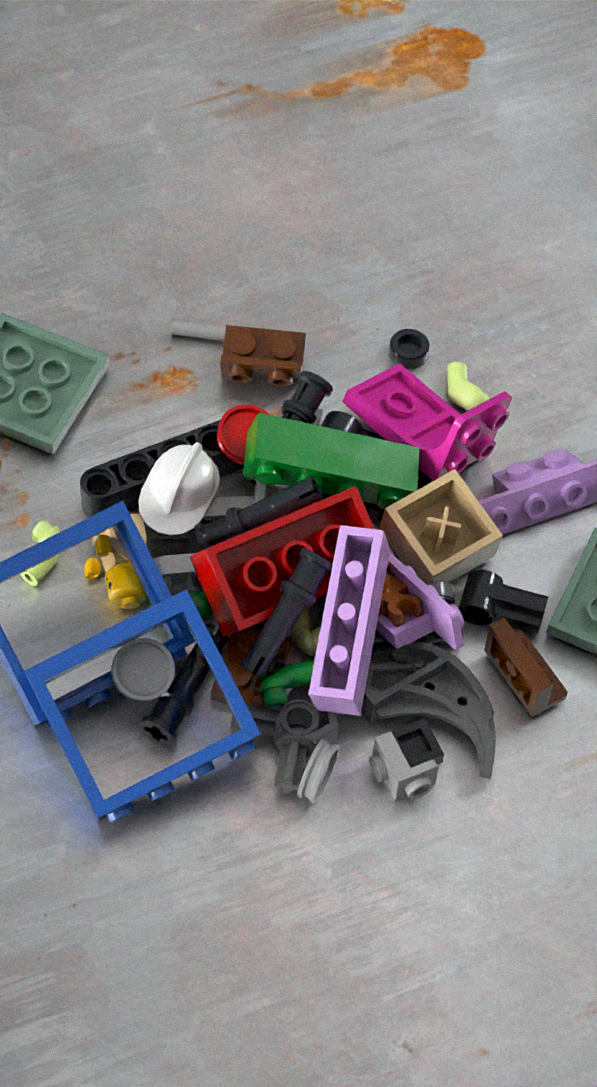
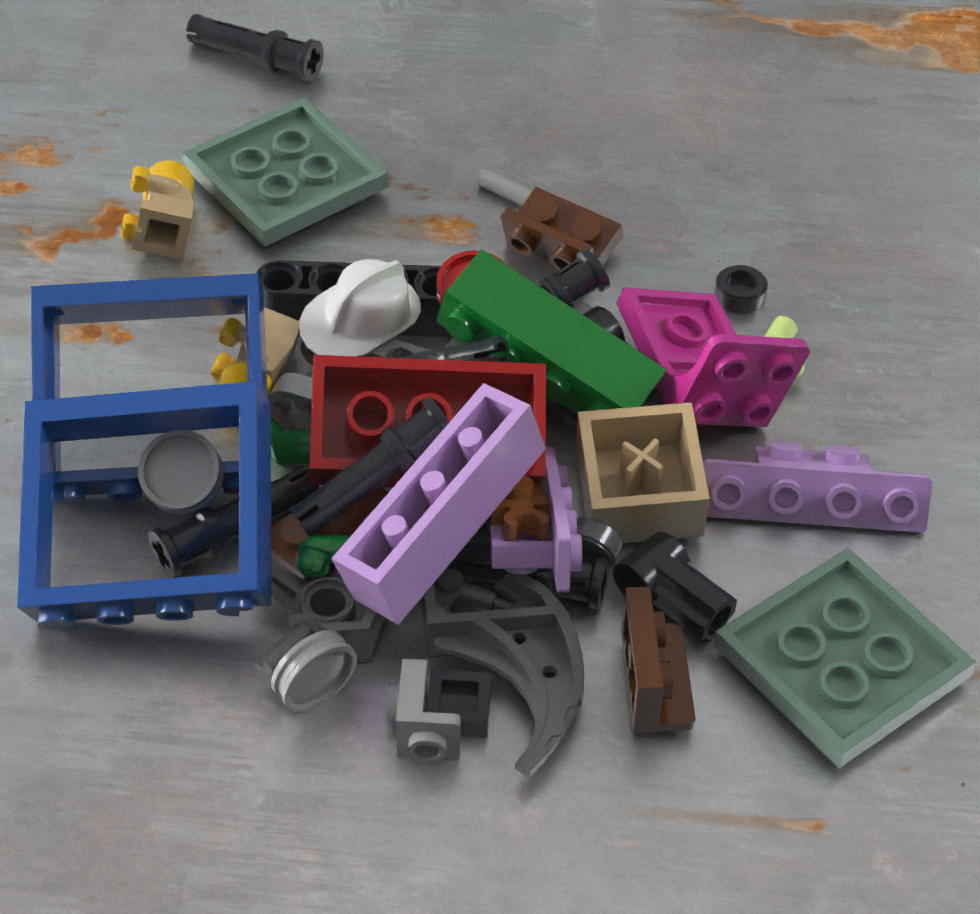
camera: 30 degrees right, 10 degrees down
(41, 532) = (180, 338): yellowish green arm -> none

